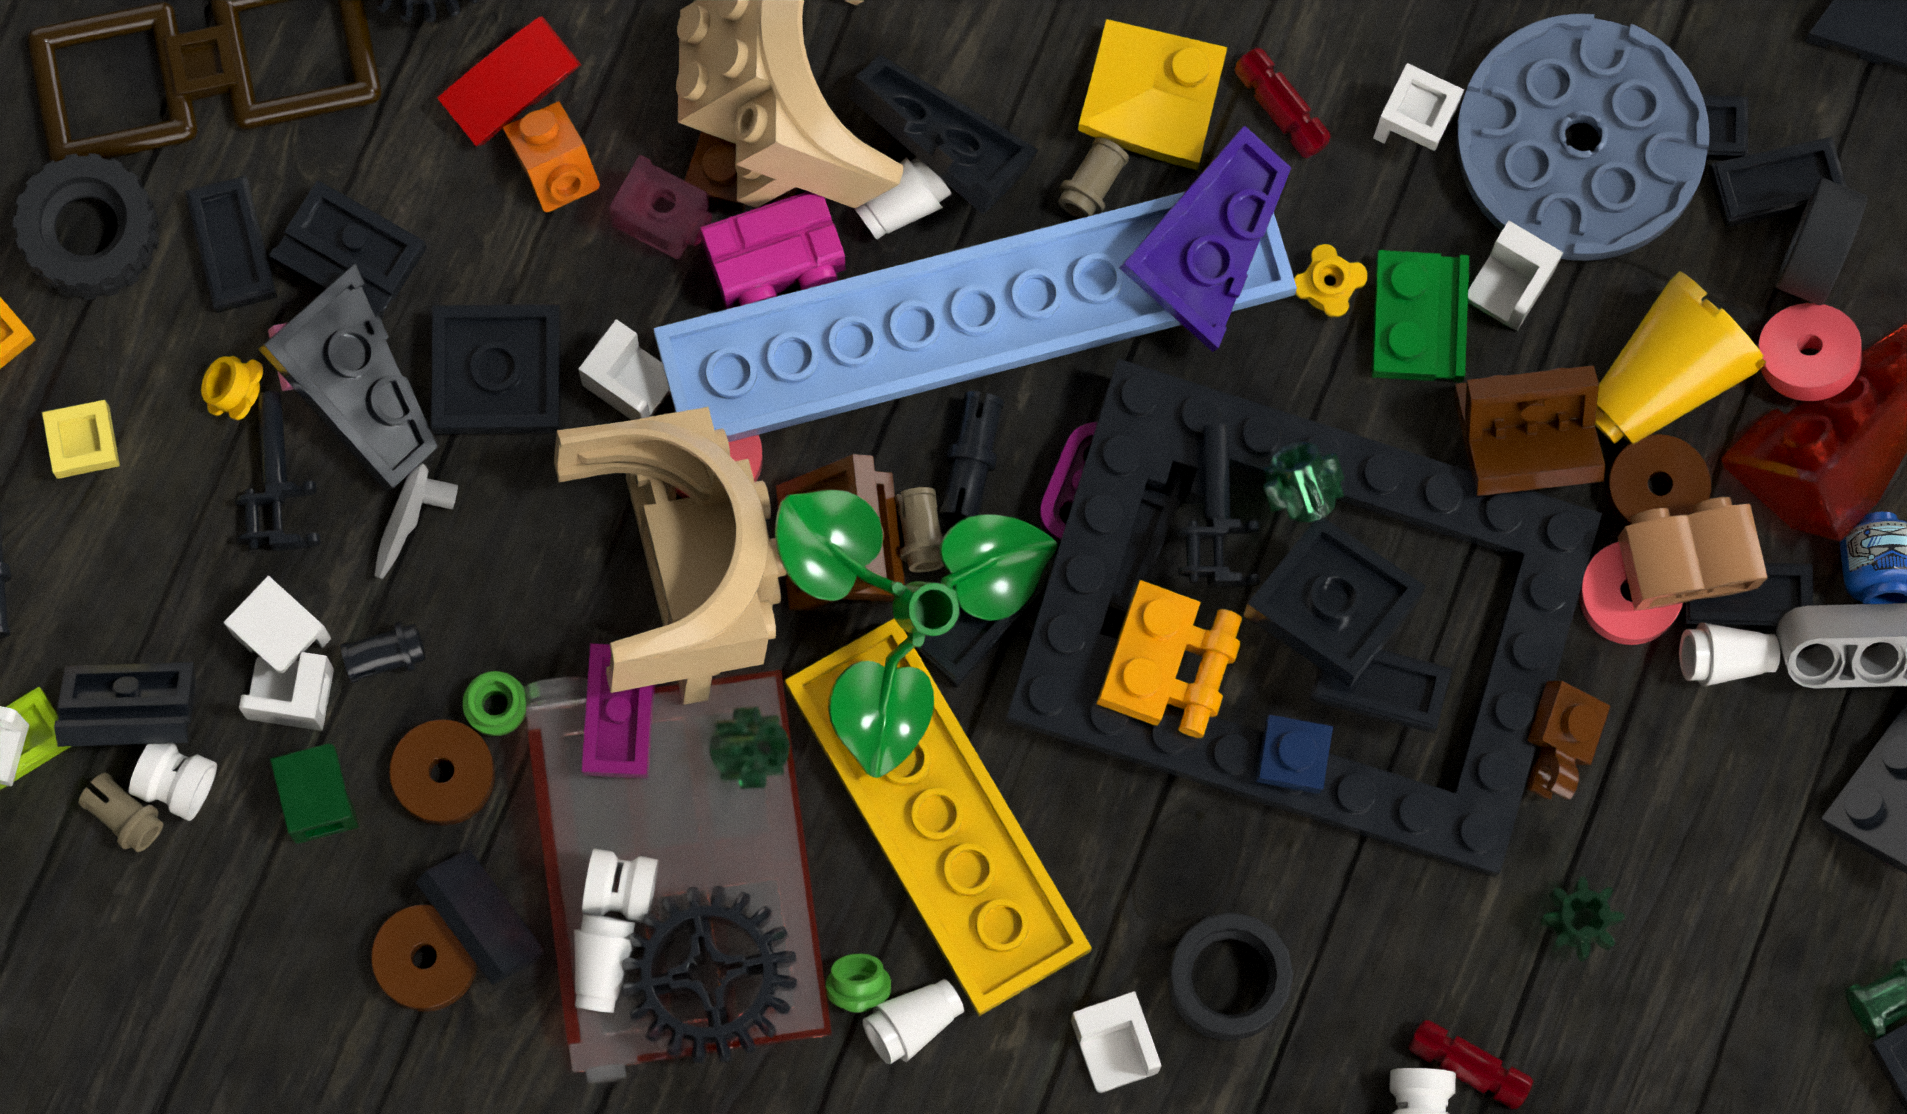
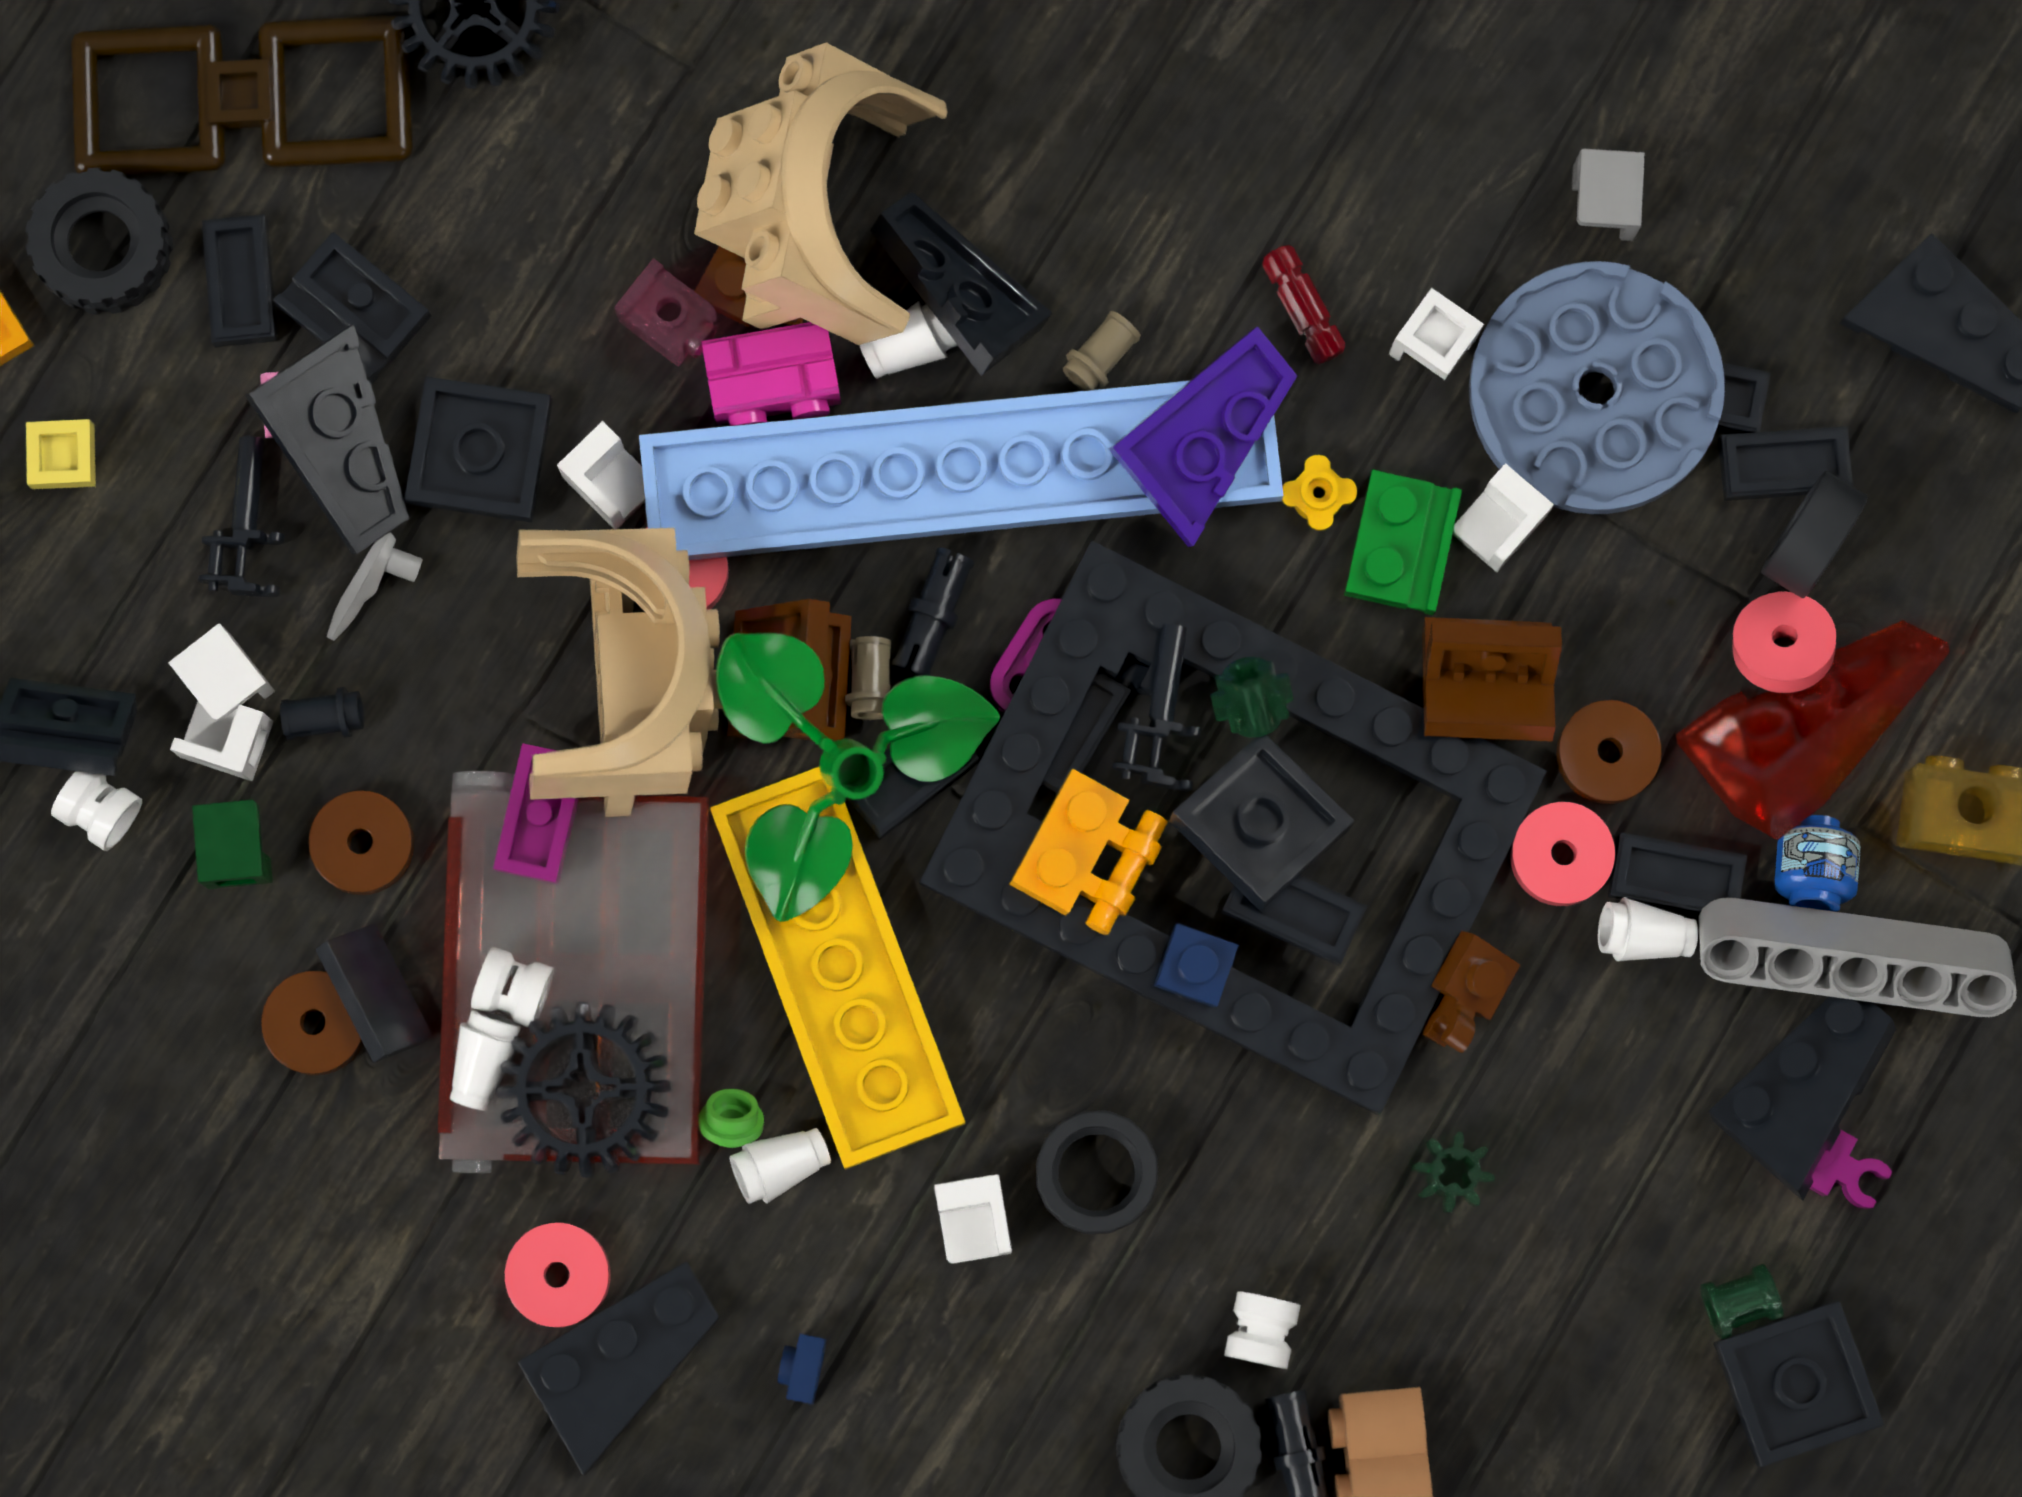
camera: 10 degrees right, 5 degrees up
(123, 814) = (43, 834): dark tan pin -> none
(231, 386) = (216, 425): yellow plate -> none
(494, 684) = (406, 773): bright green plate -> none
(509, 81) = (538, 160): red slope -> none
(552, 156) = (569, 243): orange bracket -> none
(749, 747) = (660, 872): clear green gear -> none
(1153, 92) = (1176, 273): yellow plate -> none
(1471, 1064) = (1318, 1297): dark red axle -> none
(1673, 363) = (1642, 634): yellow cone -> none
(1692, 554) = (1625, 829): medium nougat brick -> none

